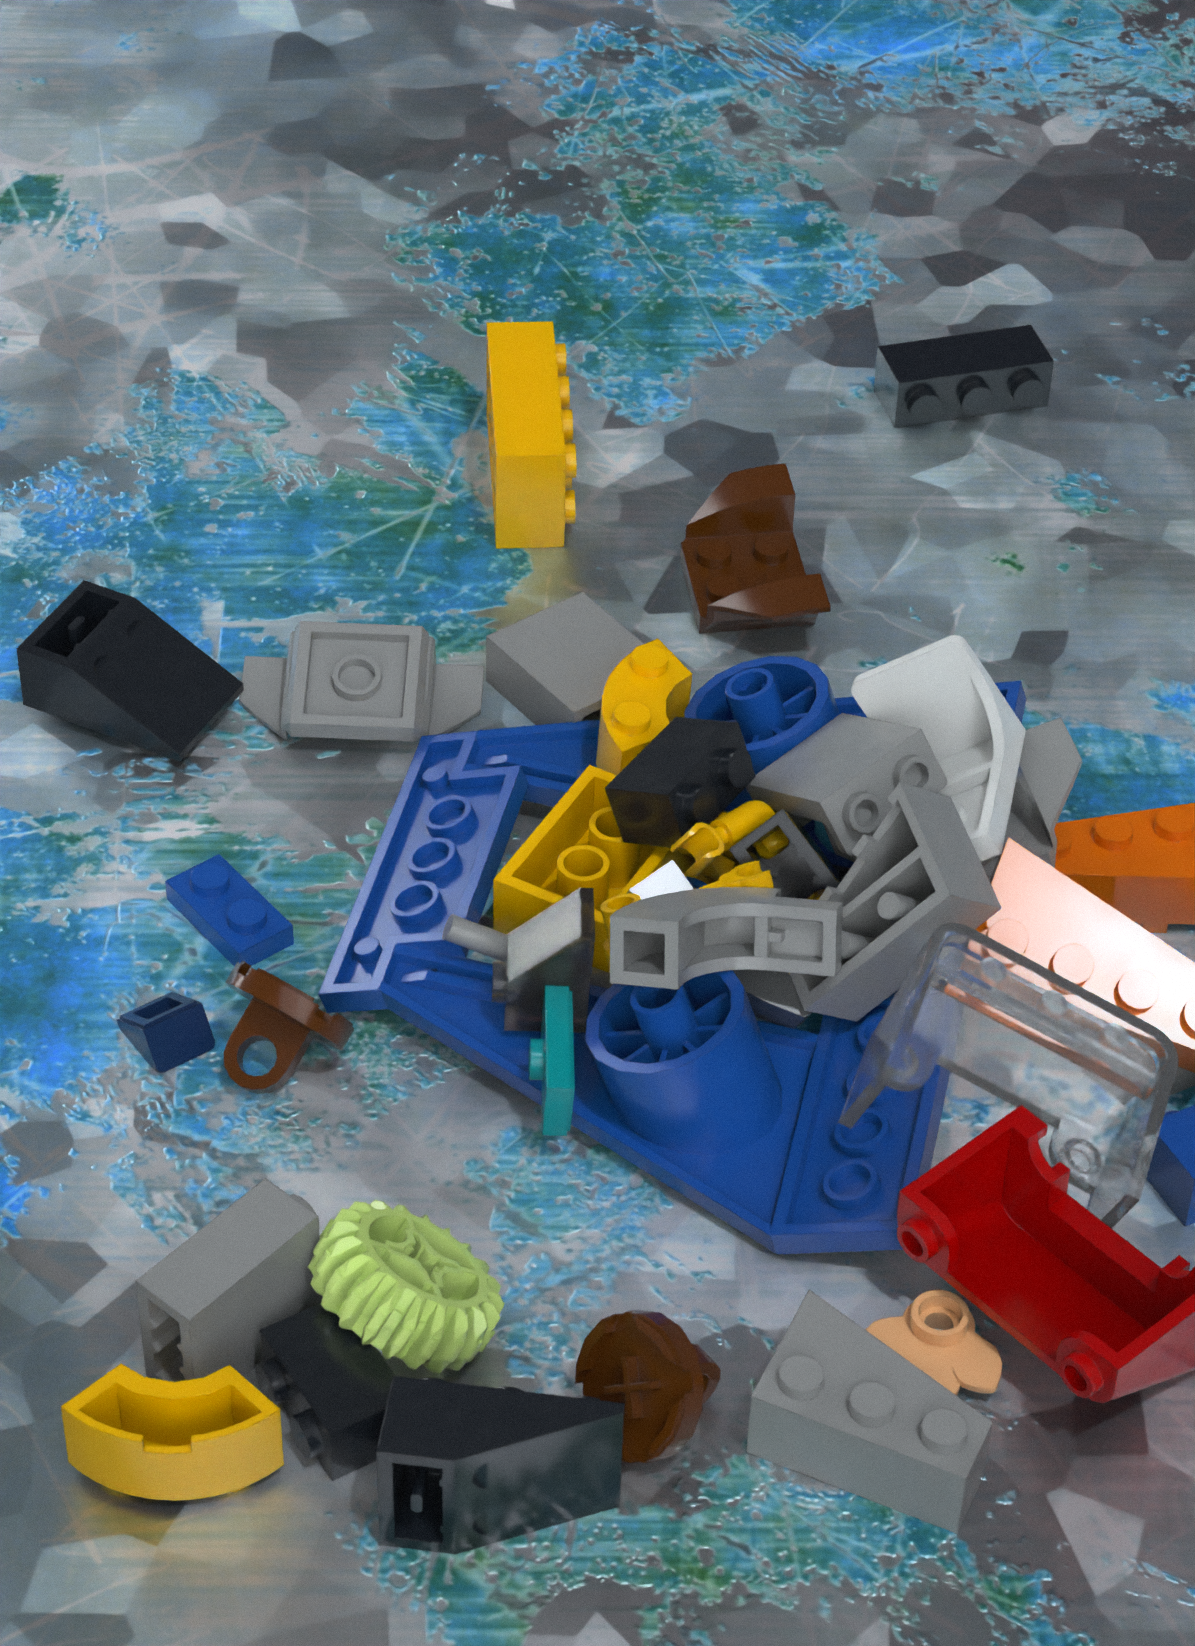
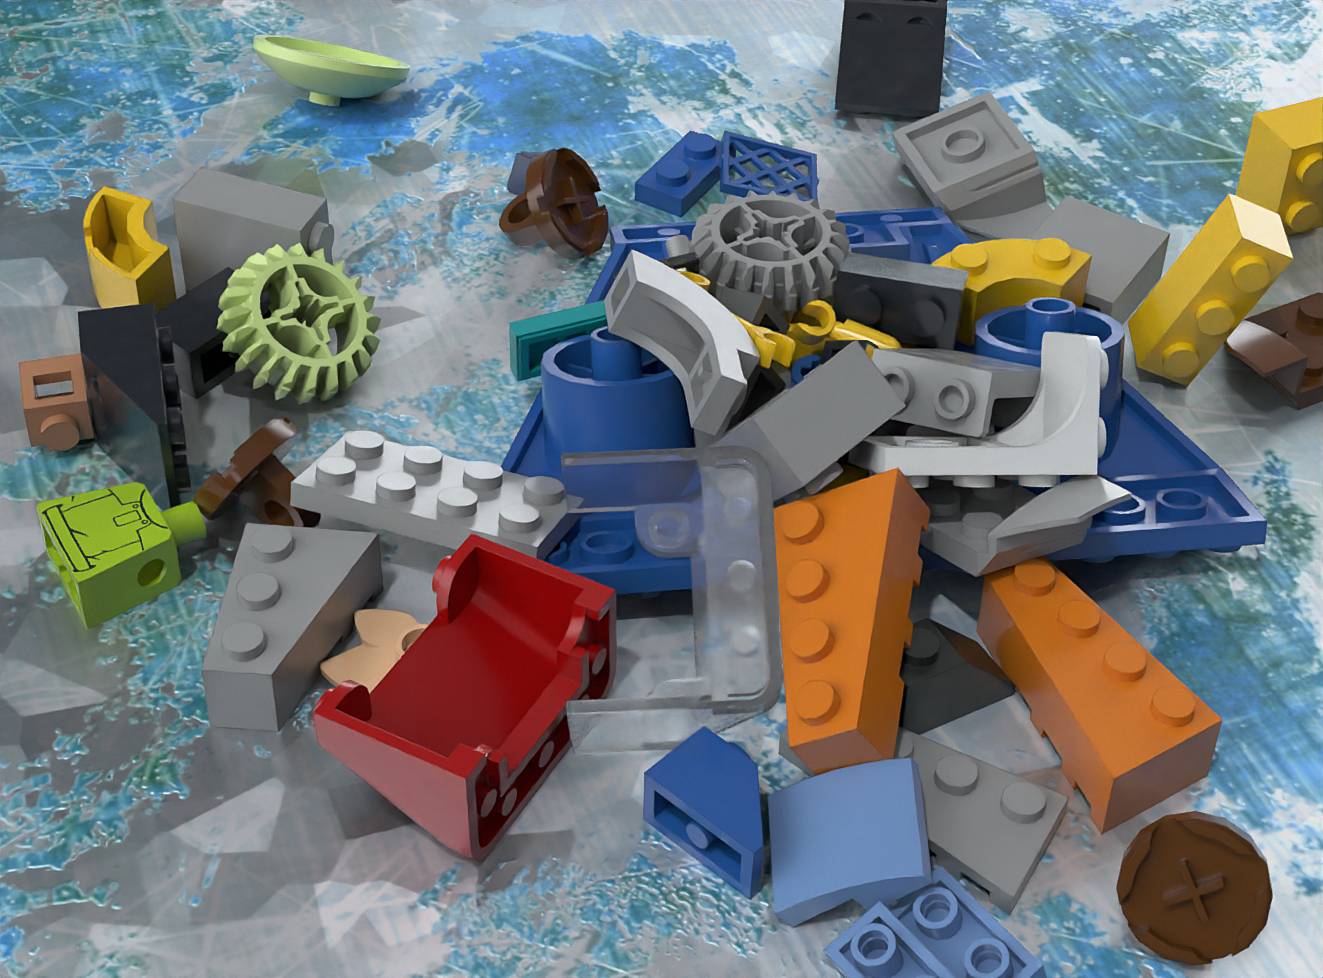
camera: 70 degrees right, 0 degrees up
(329, 834) = (761, 149): none -> blue window
(406, 1558) = (56, 418): none -> nougat brick
(540, 846) = (771, 249): none -> light grey gear
(690, 1551) = (116, 547): none -> lime torso
(727, 584) = (1209, 290): none -> yellow brick
(758, 1236) = (433, 495): none -> light grey plate

